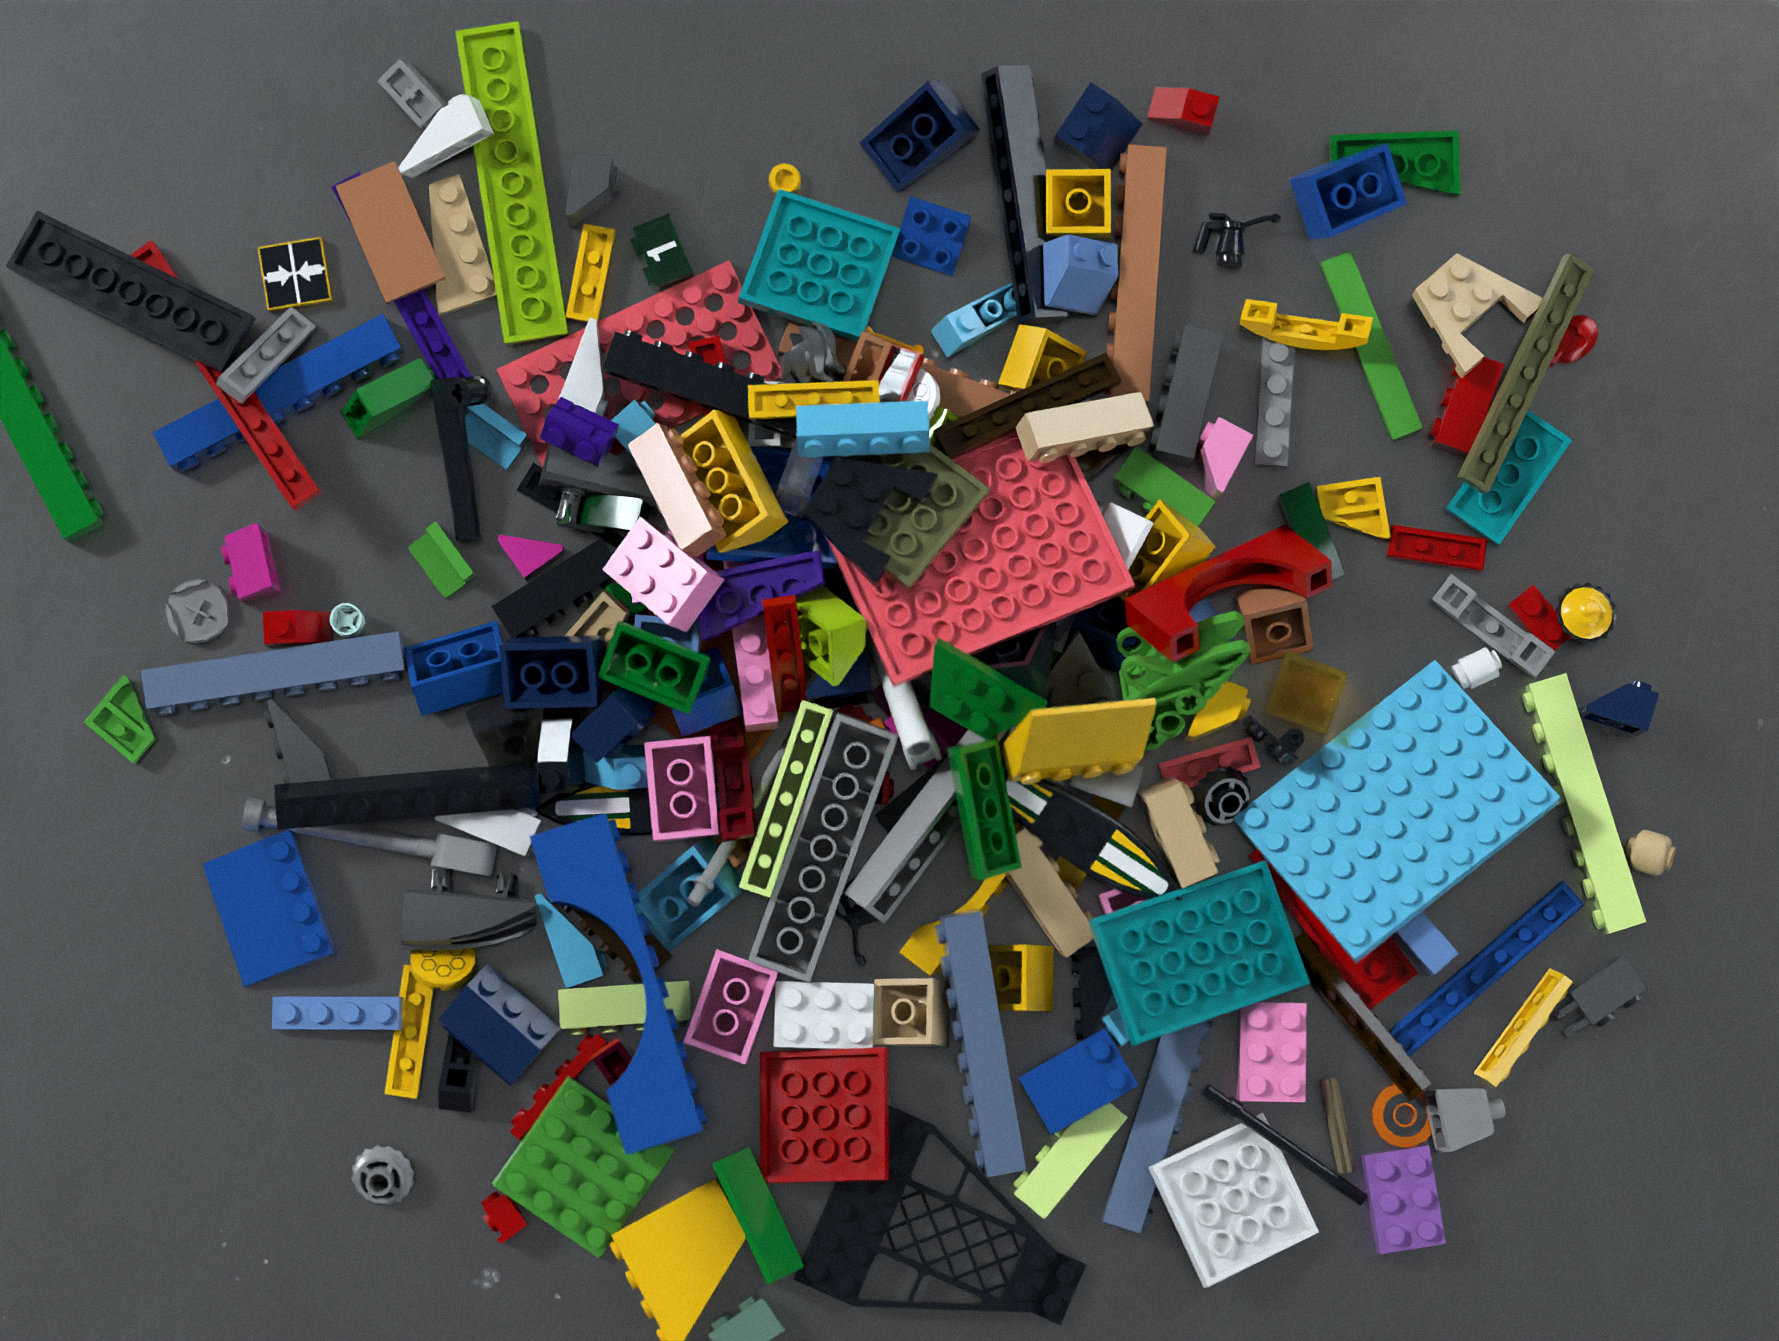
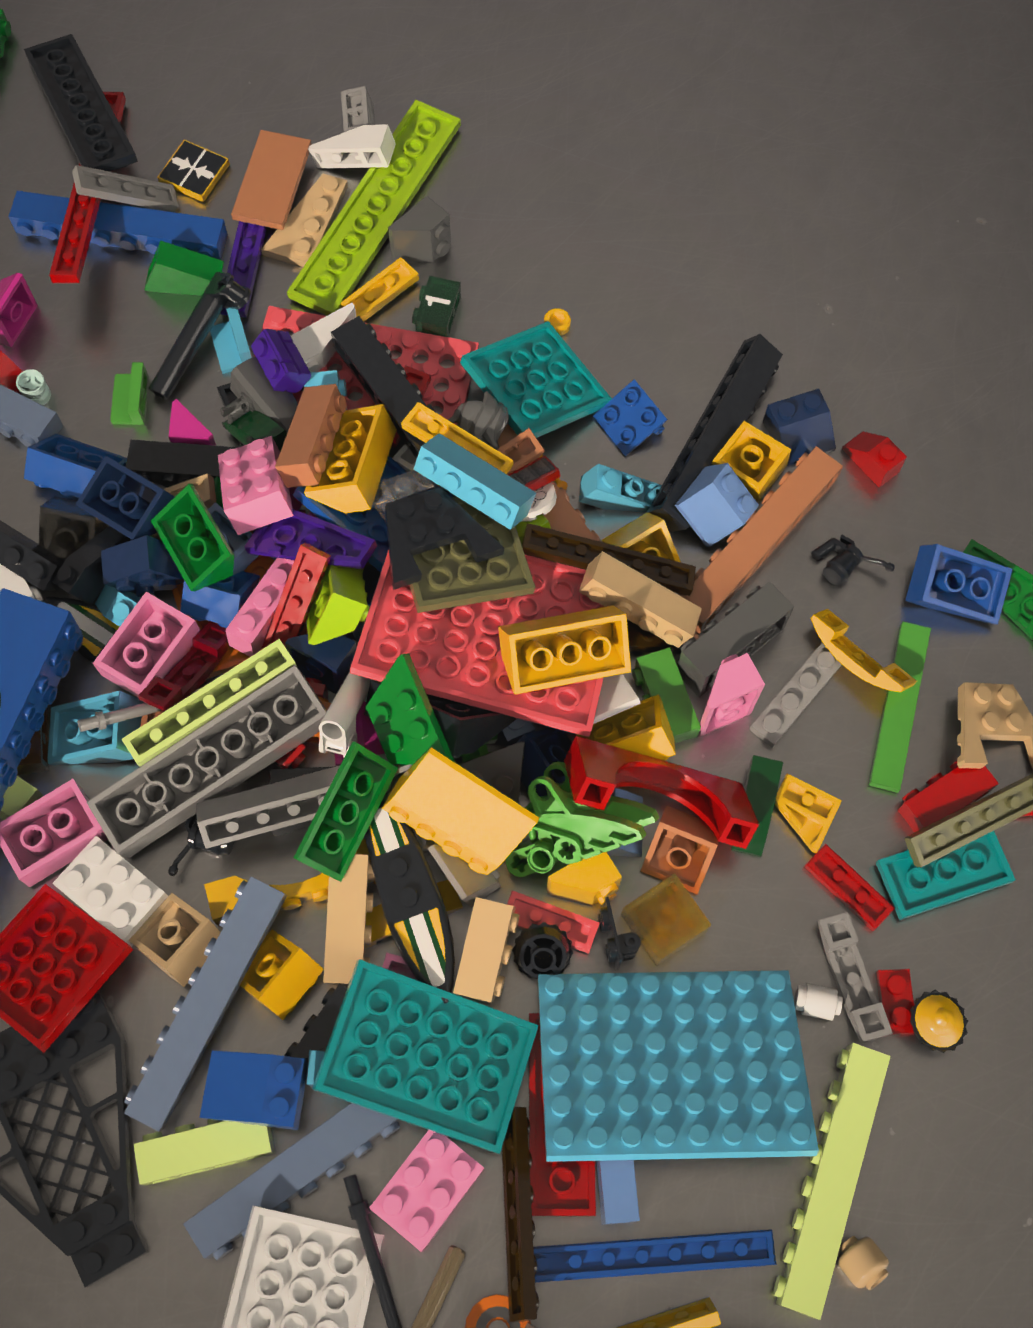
camera: 35 degrees right, 15 degrees down
(919, 134) = (673, 350): dark blue slope -> none
(1059, 526) = (565, 649): none -> yellow slope
(1624, 709) = (919, 1119): dark blue slope -> none

